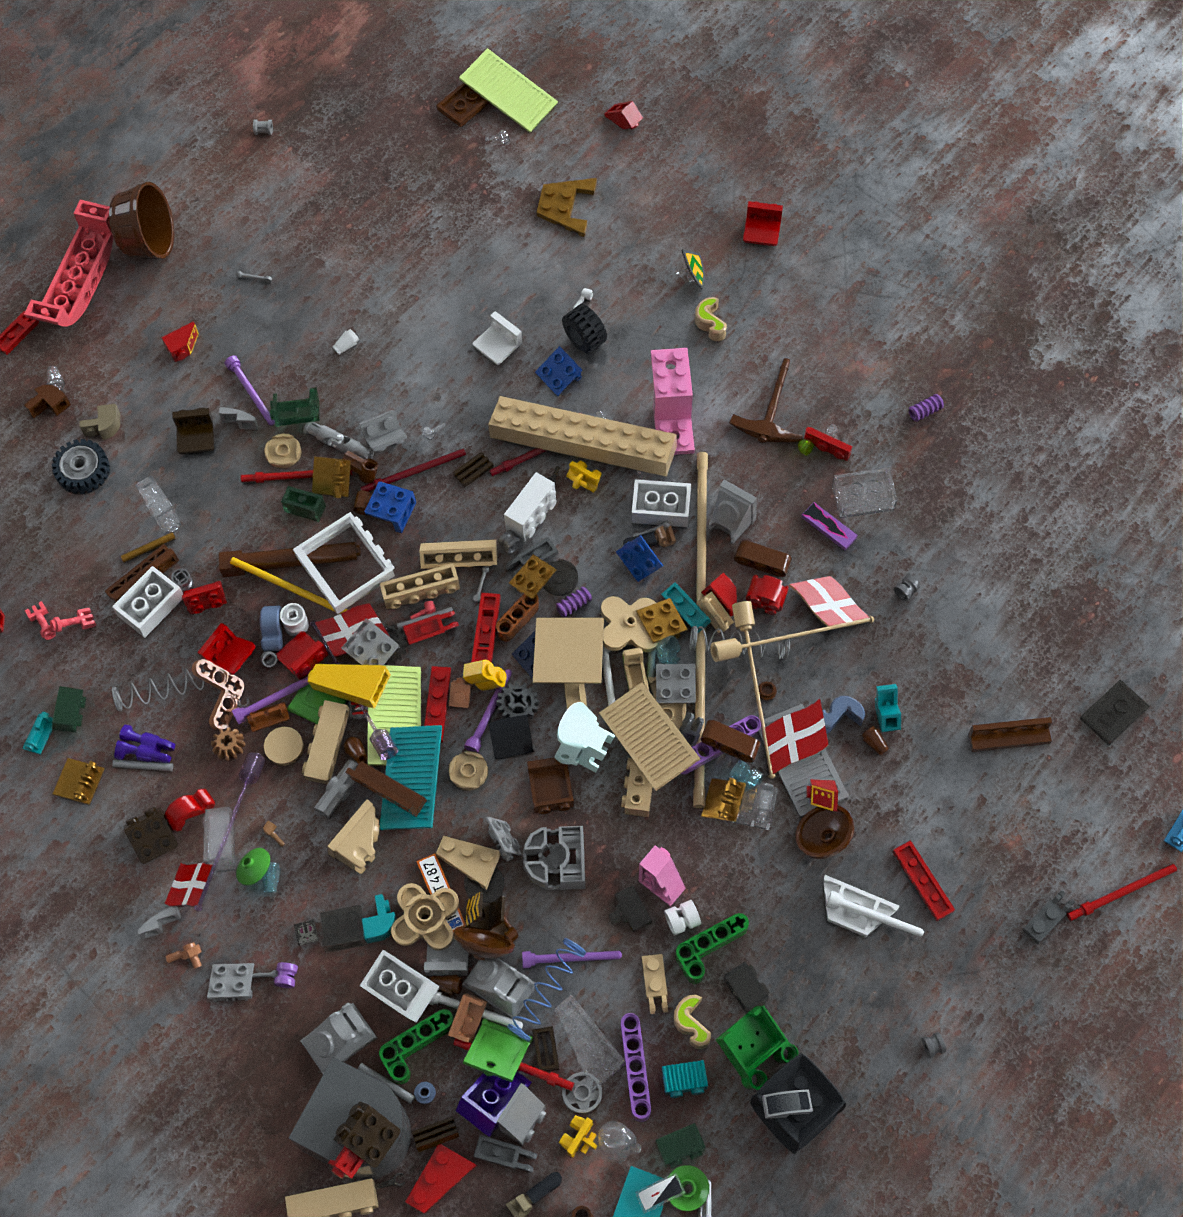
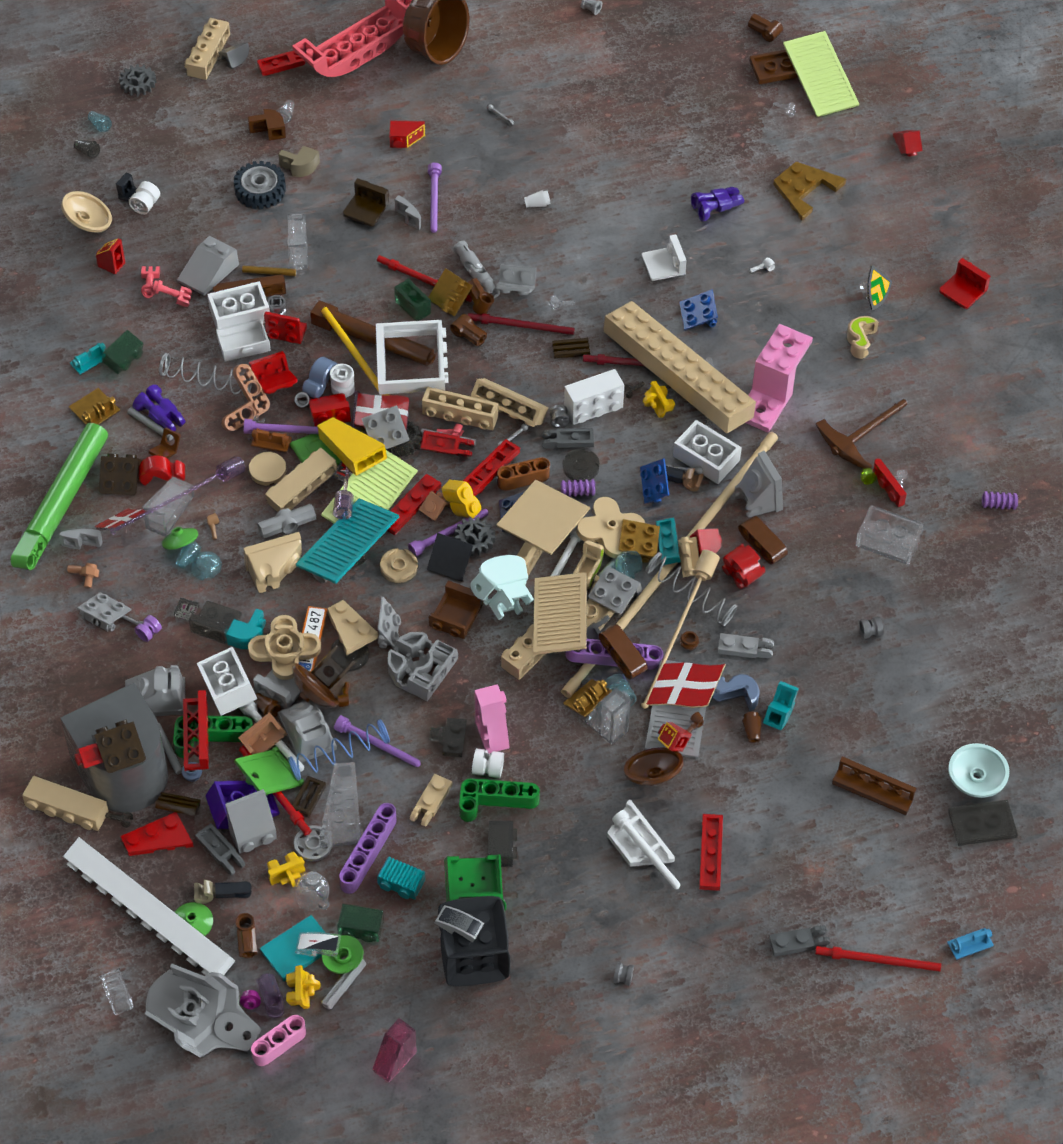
camera: 30 degrees right, 10 degrees down
(89, 575) = (208, 265): none -> light grey slope
(109, 894) = (59, 497): none -> bright green piece
(172, 631) = (243, 340): none -> white container
(175, 784) = (165, 448): none -> reddish brown bracket
(221, 742) = (225, 442): medium nougat gear -> none
(282, 451) = (426, 255): tan tile -> none
(294, 877) = (206, 565): none -> clear light blue hair
(296, 410) = (457, 229): clear green panel -> none
(355, 749) = (320, 499): reddish brown cone -> none
(387, 788) = (321, 536): reddish brown fence -> none
(391, 504) = (483, 338): blue bracket -> none
(415, 1052) = (202, 729): none -> red fence
(435, 70) = (768, 29): none -> reddish brown piece
(504, 256) = (717, 199): none -> dark purple piece
(532, 576) = (555, 448): pearl gold hinge -> none
(584, 328) = (742, 285): black tyre -> none
(690, 1026) = (432, 841): tan animal -> none
(814, 668) = (745, 646): none -> light grey hinge
(826, 601) = (792, 600): flag -> none
(827, 762) = (697, 720): none -> reddish brown hand
(829, 526) = (841, 547): tile -> none
(1085, 658) = (982, 762): none -> light aqua dish

